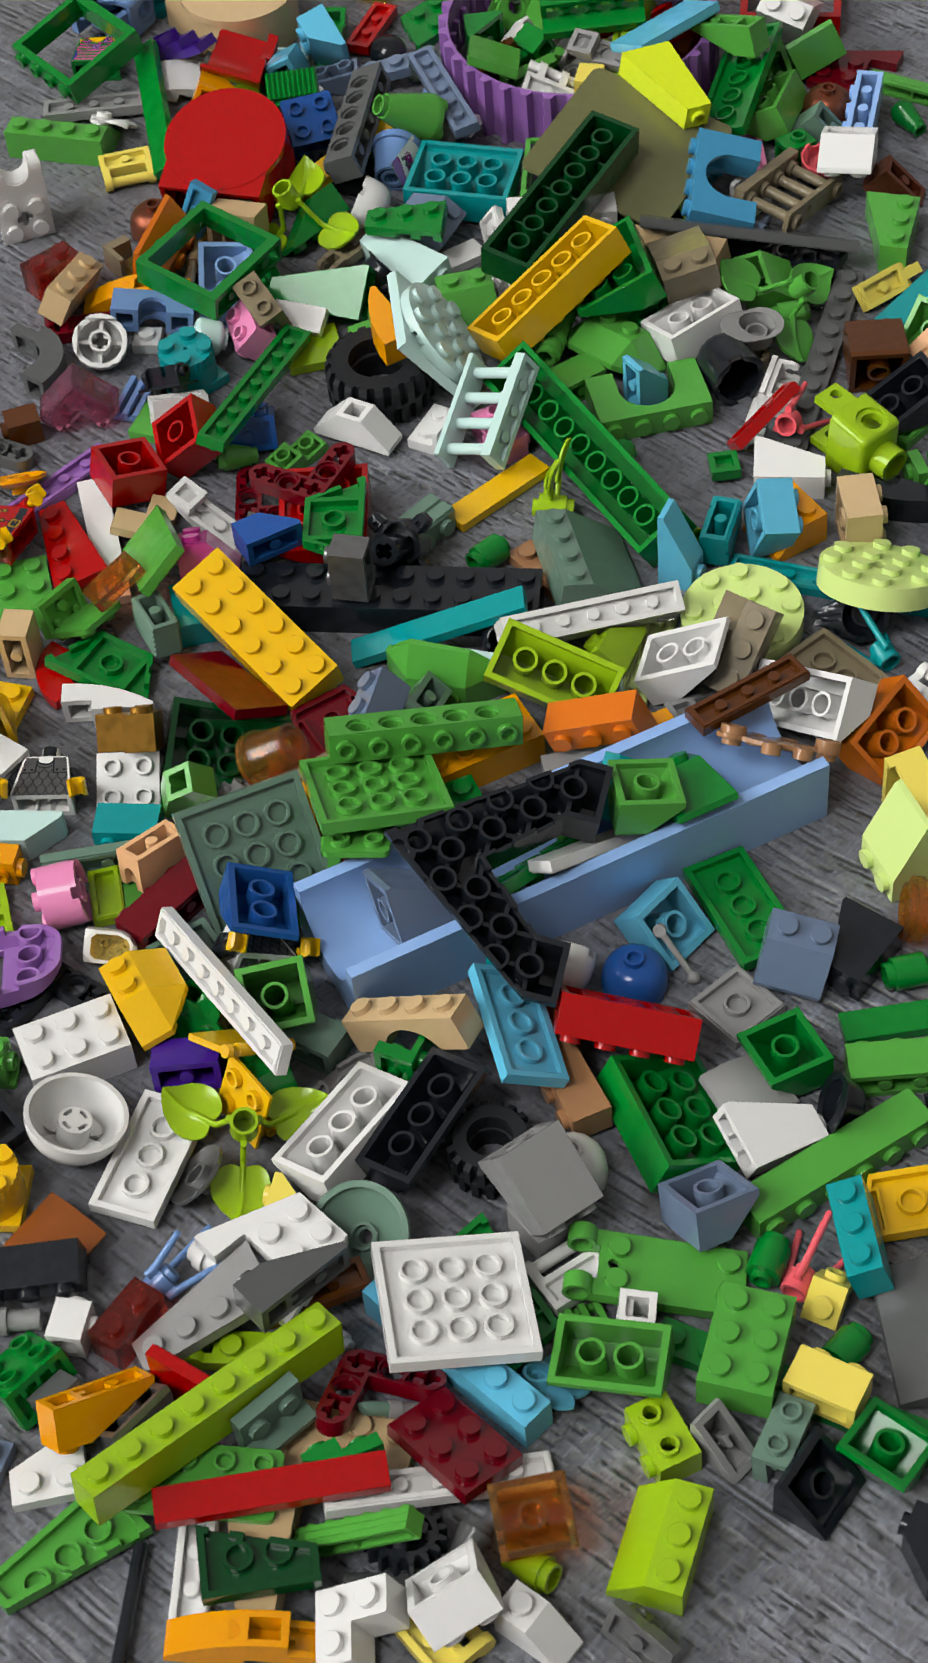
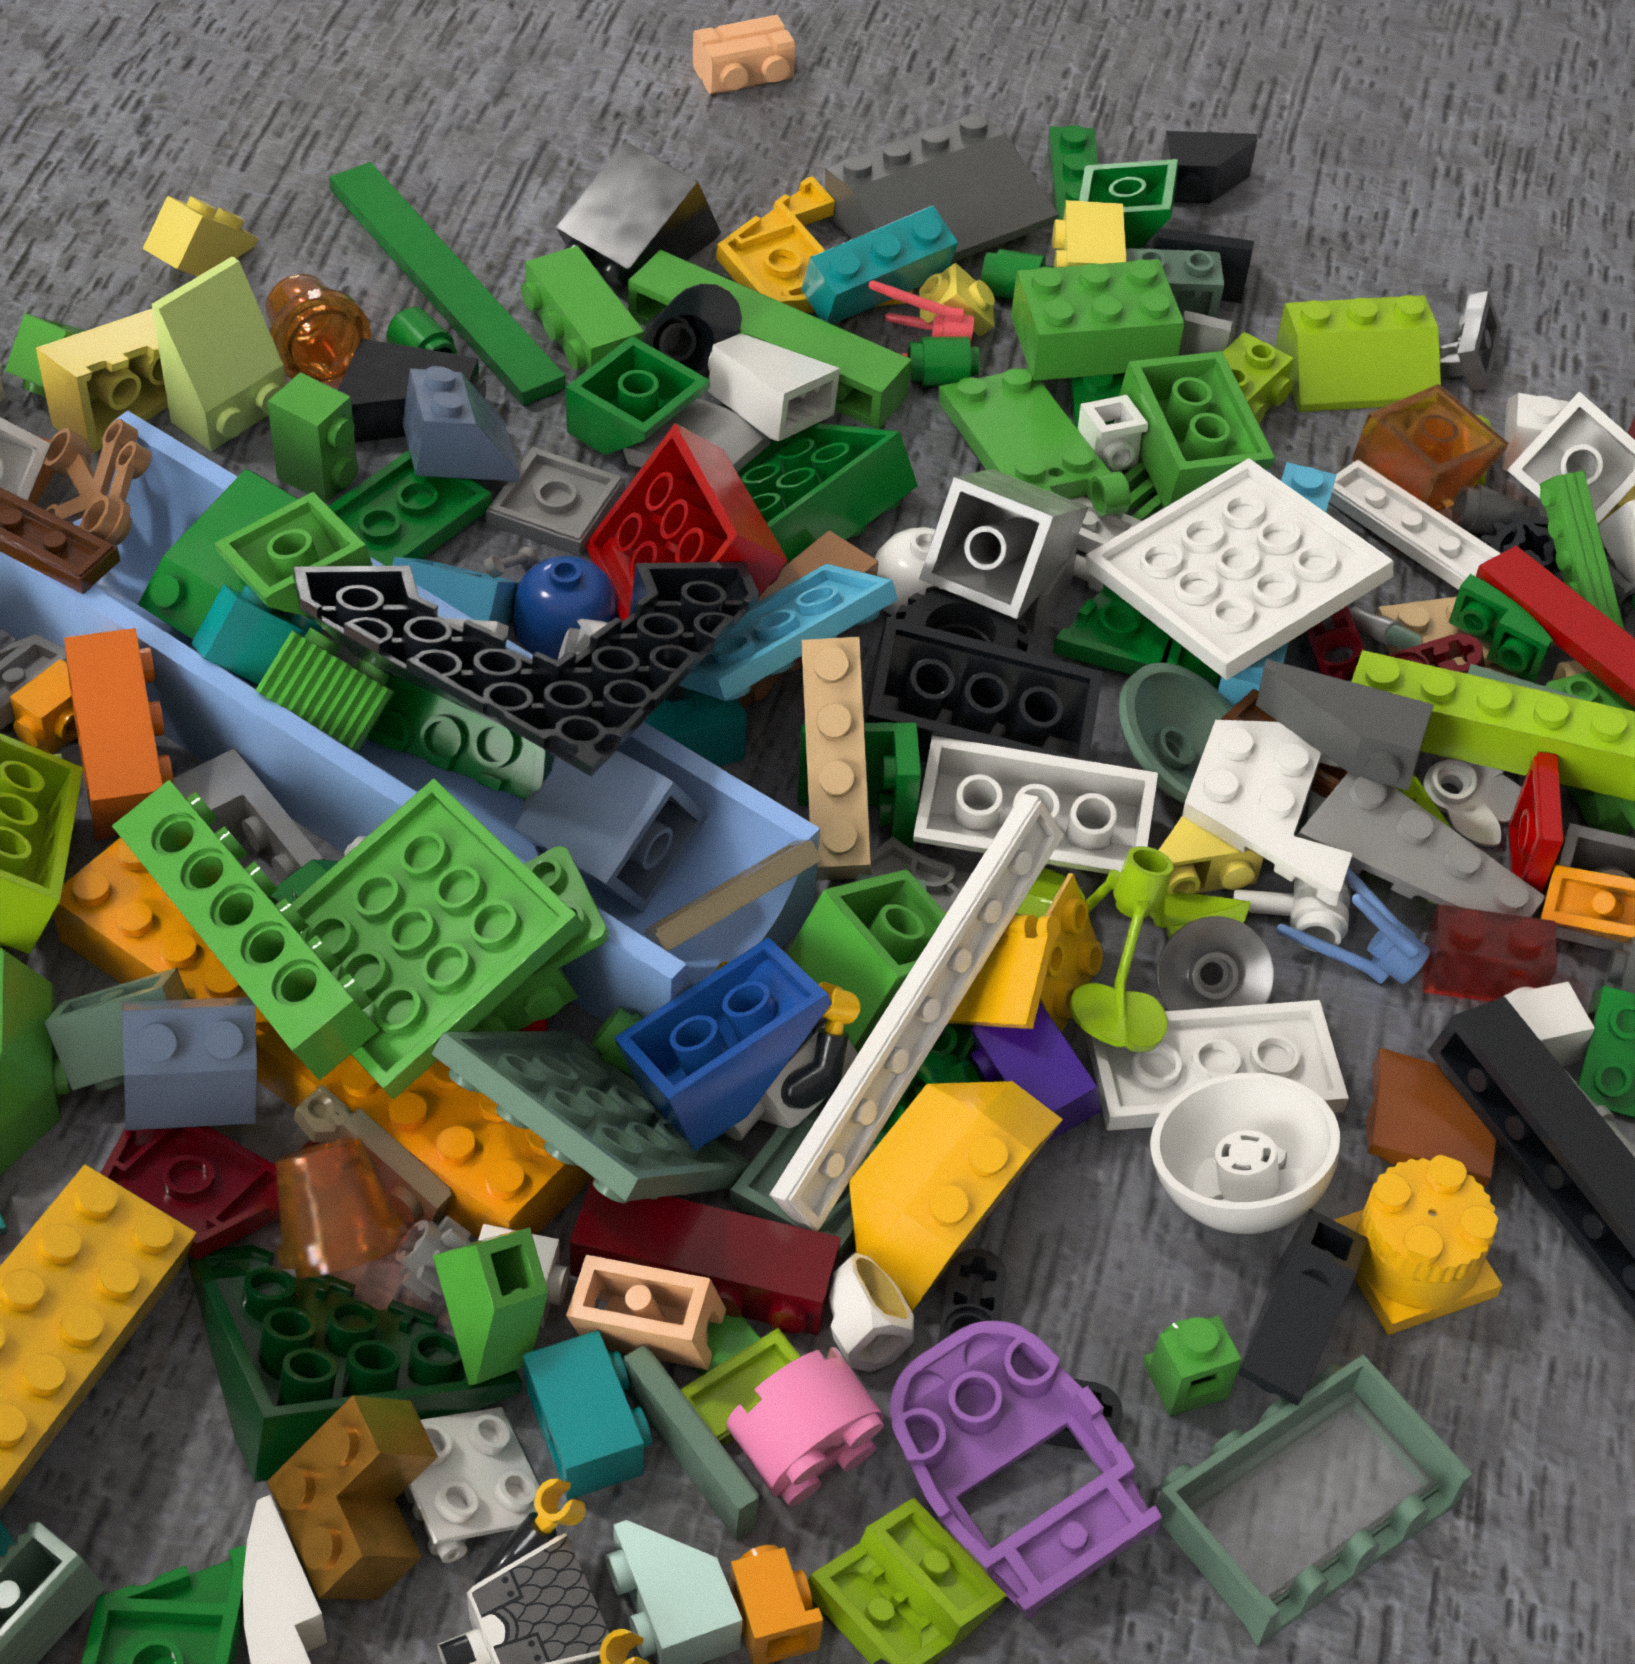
camera: 125 degrees left, 0 degrees up
(77, 1040) = (1097, 1256): white brick -> none
(228, 685) = (161, 1385): tile -> none
(331, 928) = (733, 894): none -> dark tan tile
(454, 1445) = (1414, 529): dark red plate -> none
(706, 1204) = (923, 398): sand blue slope -> none
(817, 880) = (313, 437): none -> bright green brick

